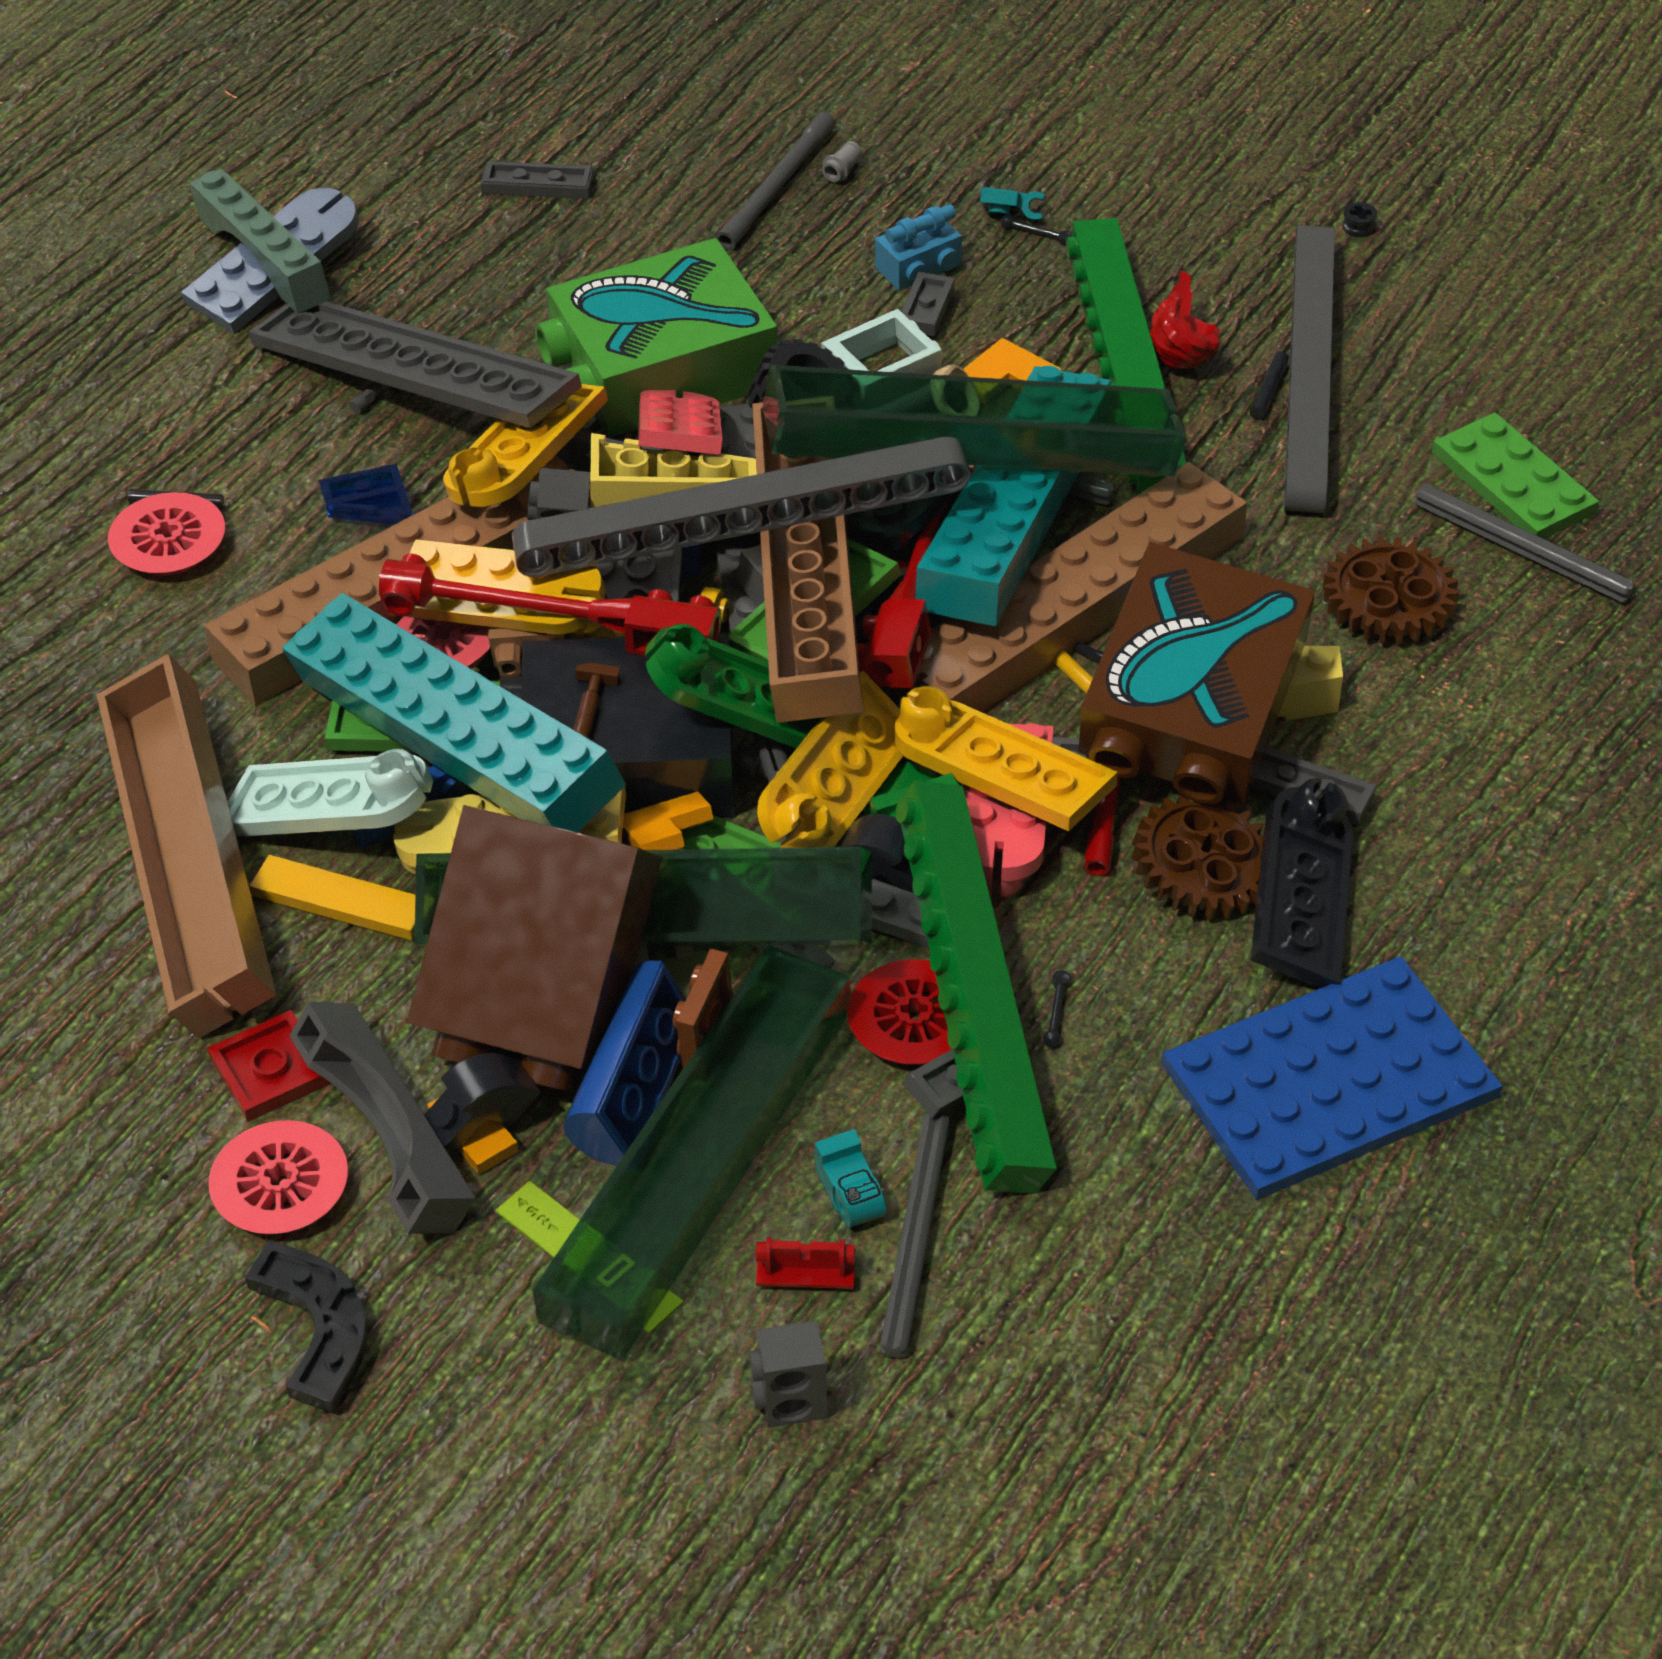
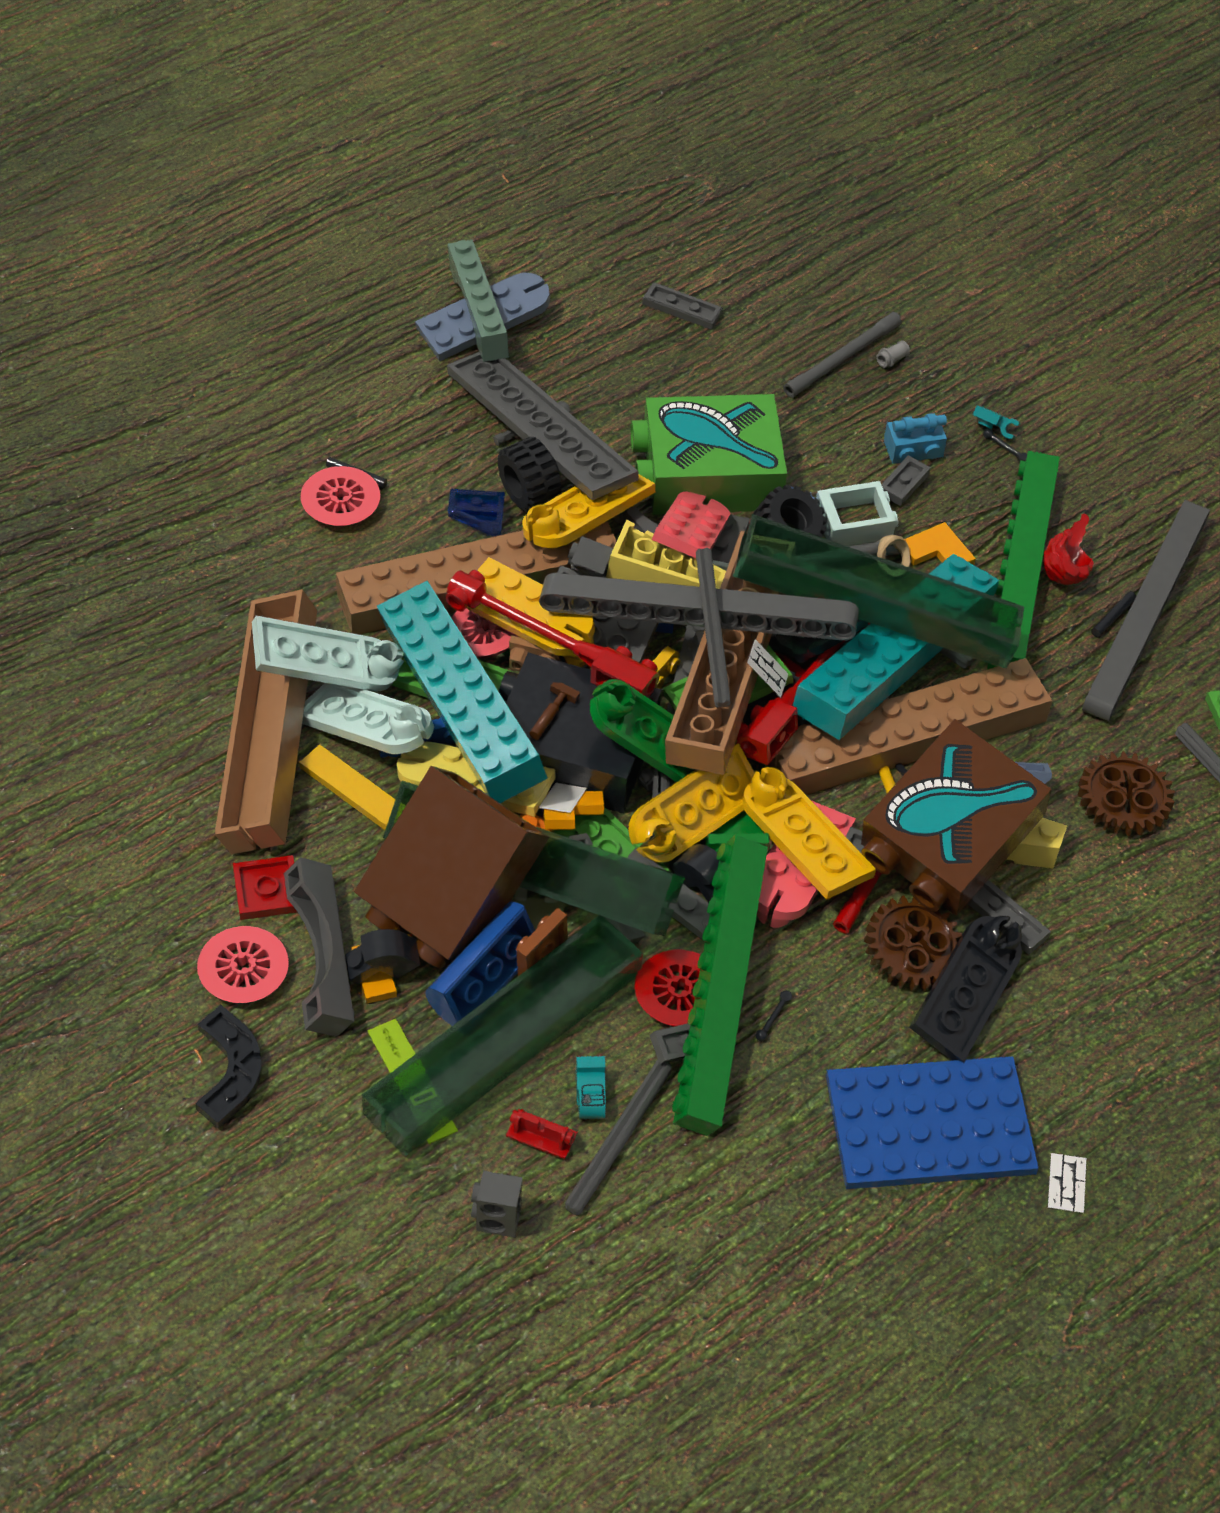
camera: 15 degrees right, 5 degrees up
(236, 726) = (324, 654): none -> light aqua plate
(422, 426) = (529, 473): none -> black tyre
(648, 814) = (562, 797): none -> white sticker
(777, 522) = (713, 628): none -> dark grey axle
(866, 559) = (767, 668): none -> white sticker
(1545, 1094) = (1067, 1183): none -> white sticker

